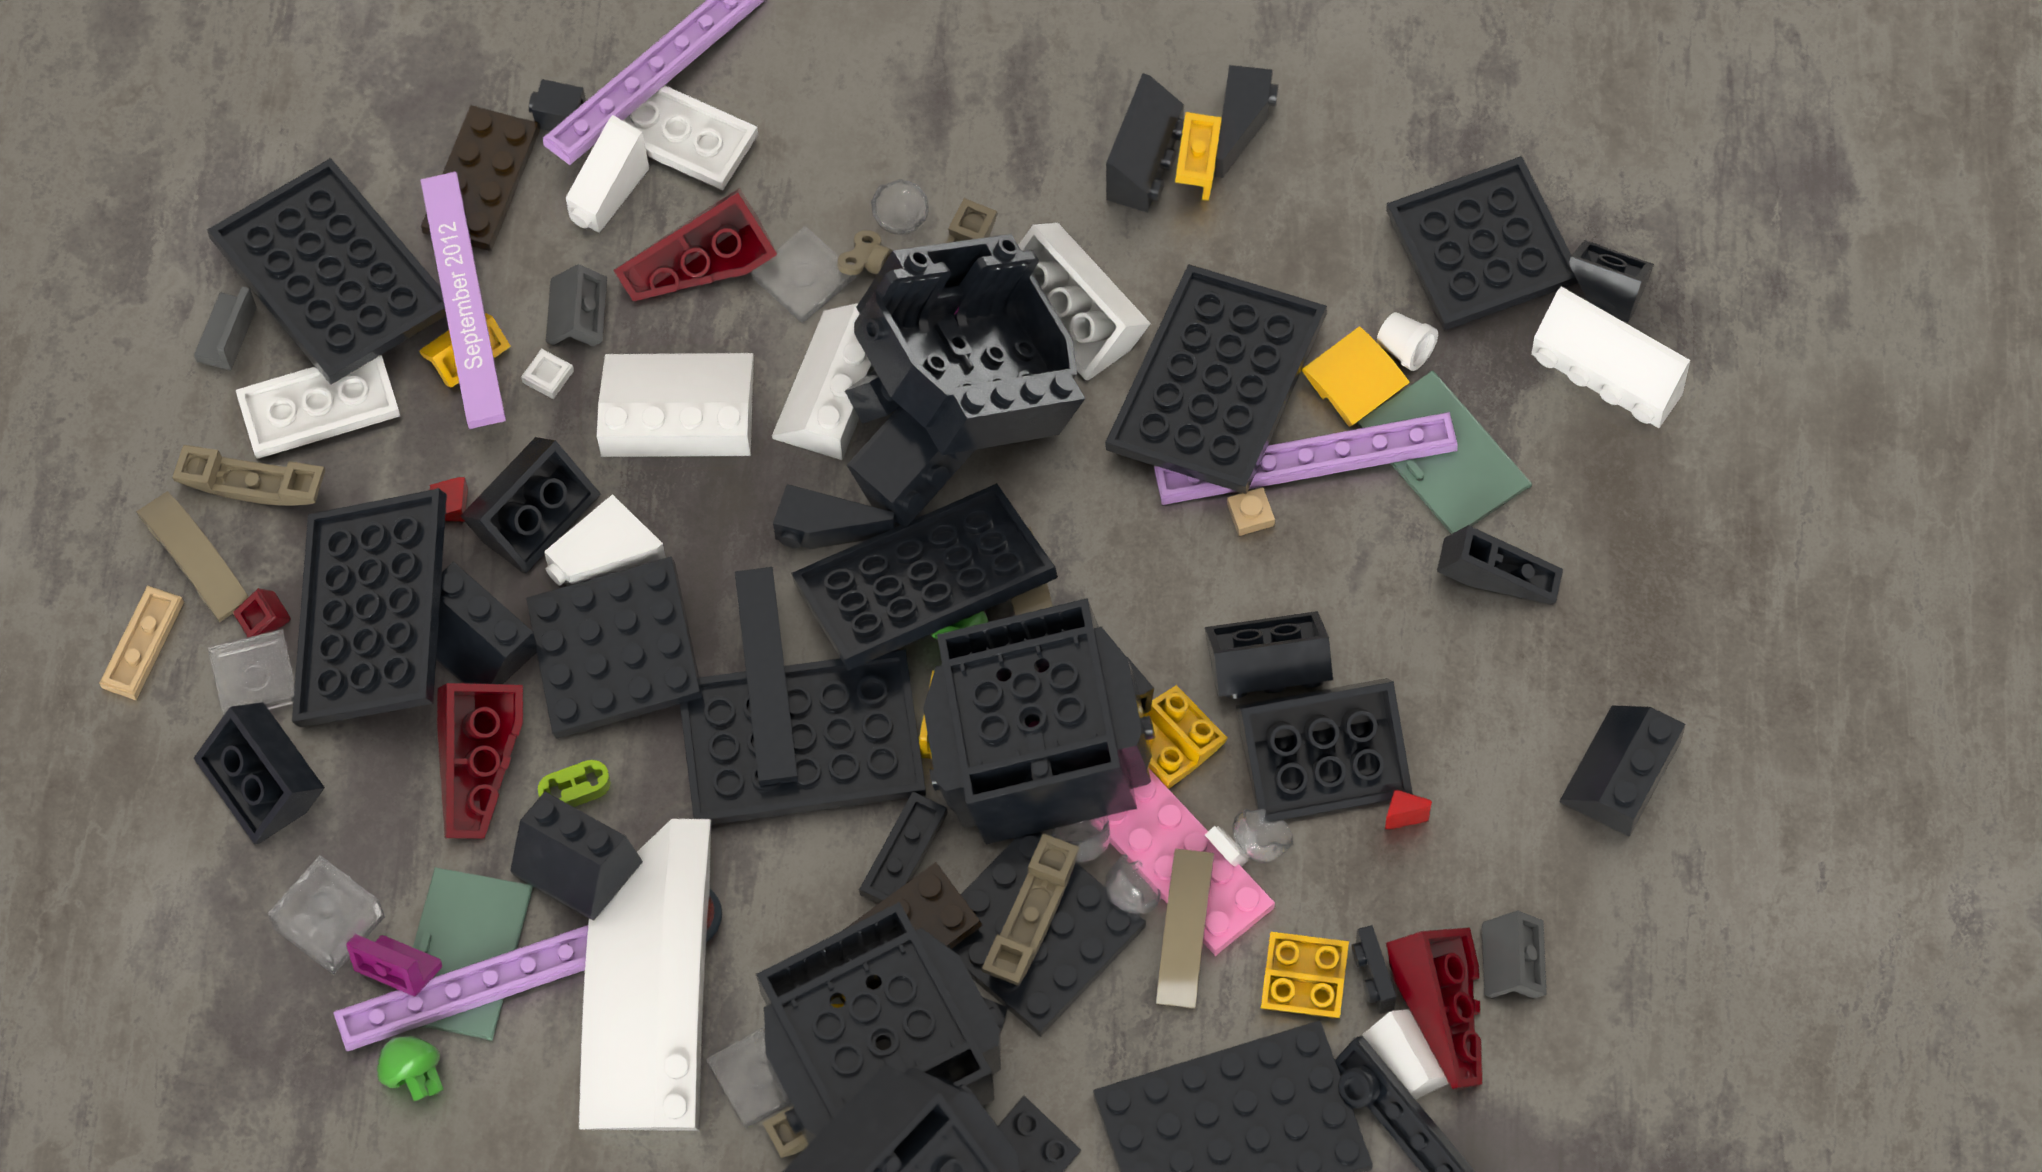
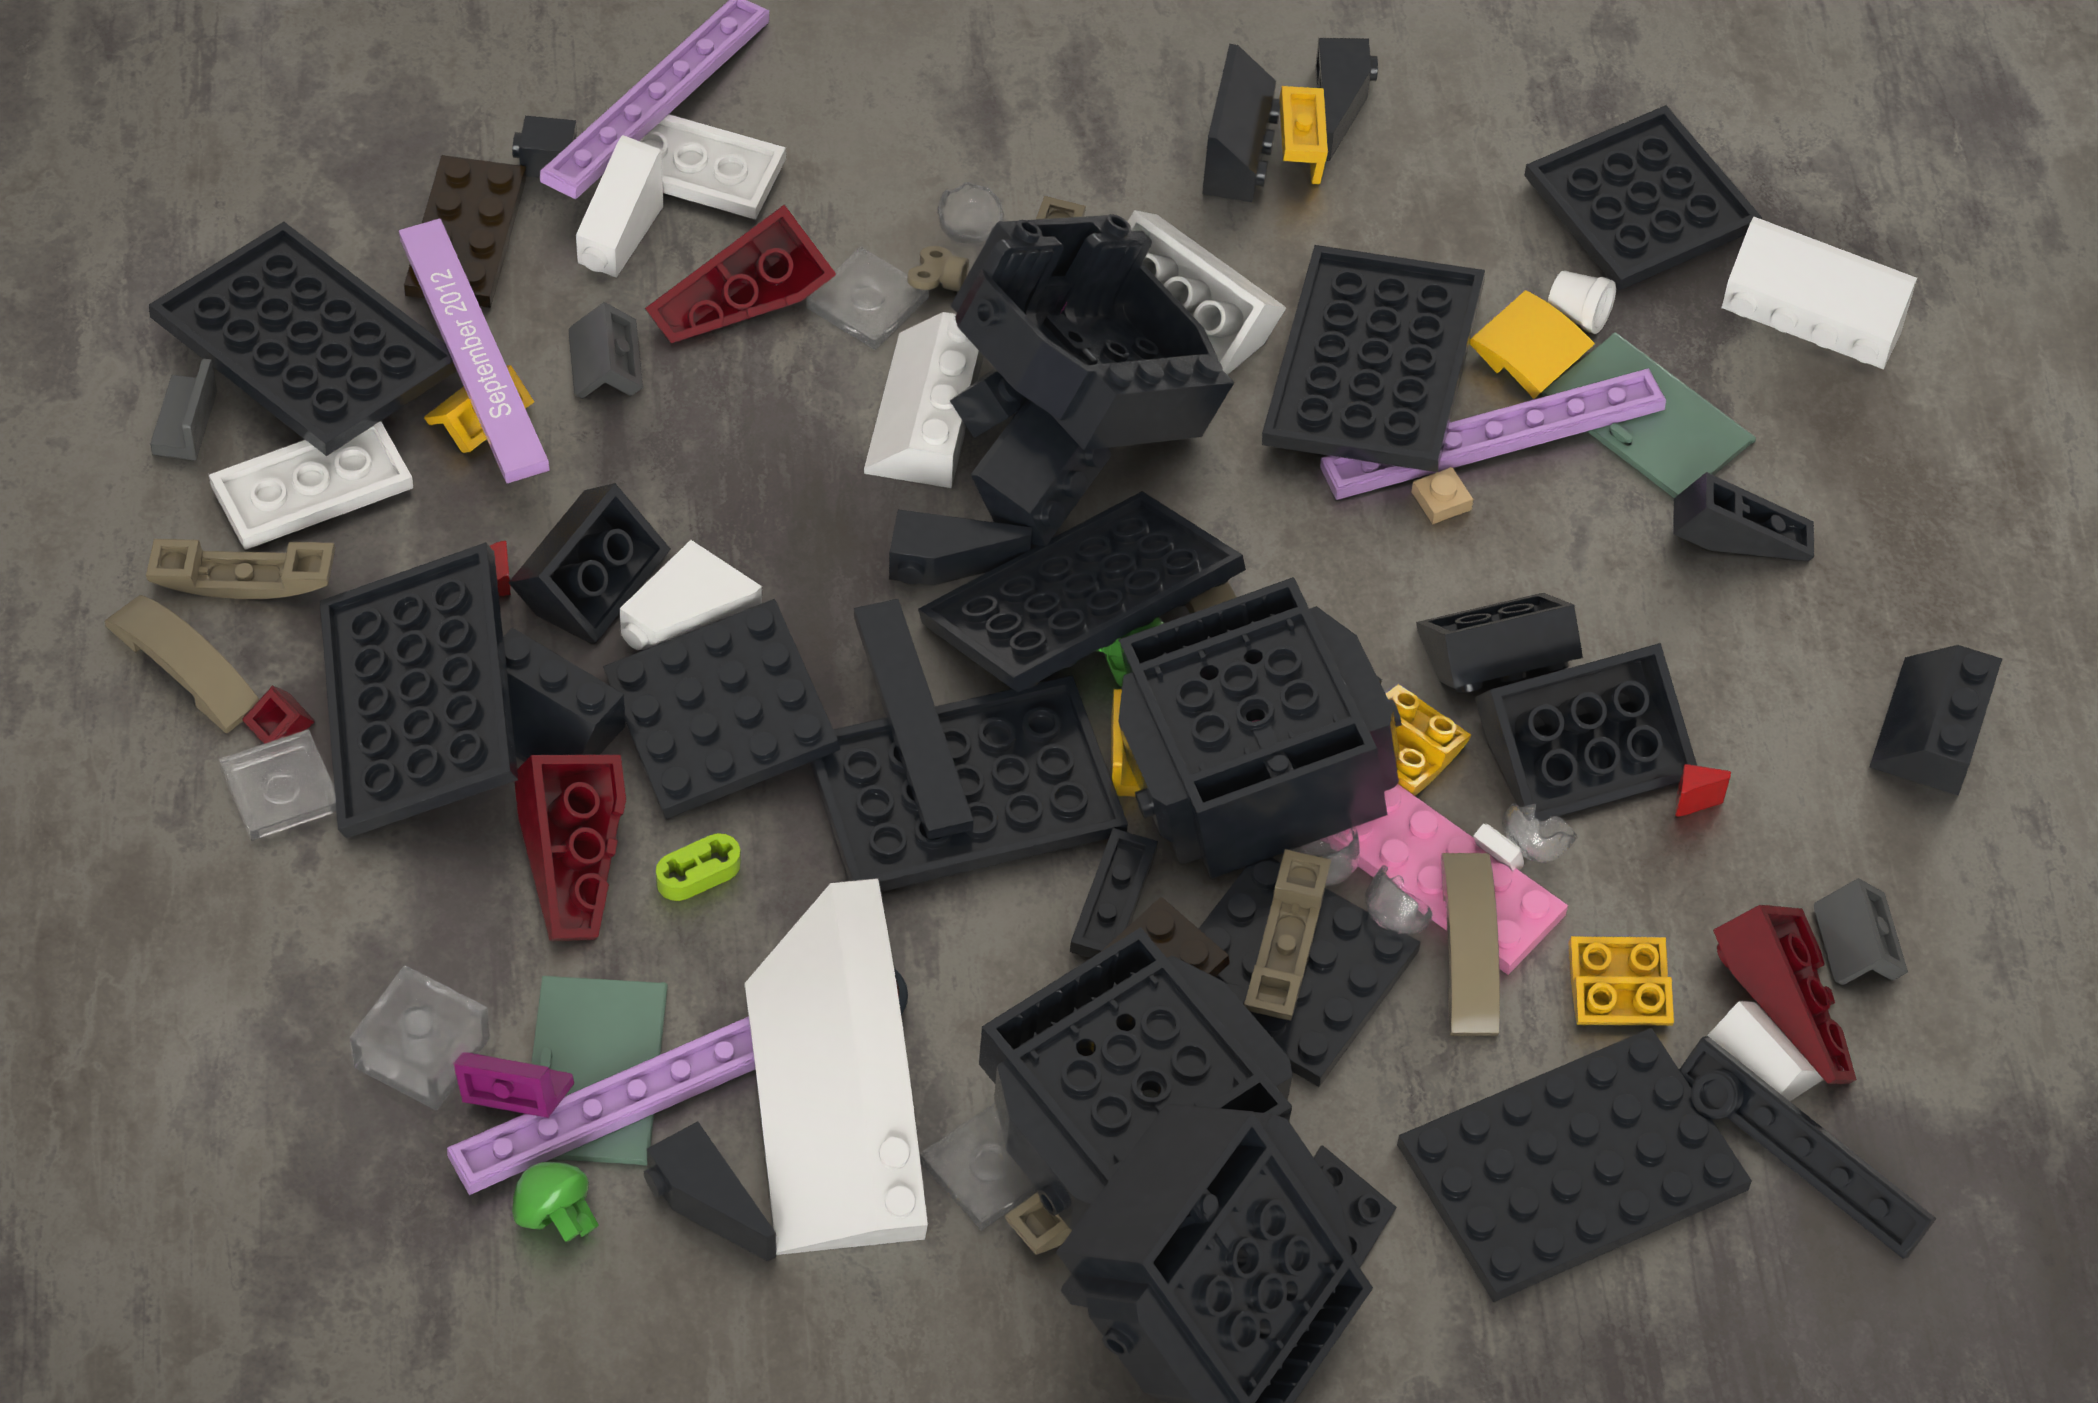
camera: 15 degrees left, 10 degrees down
(141, 642) = (133, 764): tan tile -> none
(258, 771) = (304, 888): black slope -> none
(528, 1069) = (706, 1190): none -> black slope
(547, 373) = (583, 427): white tile -> none
(572, 856) = (716, 936): black slope -> none
(676, 405) = (746, 447): white slope -> none
(1378, 982) = (1710, 974): black plate -> none
(1610, 278) = (1797, 213): black slope -> none

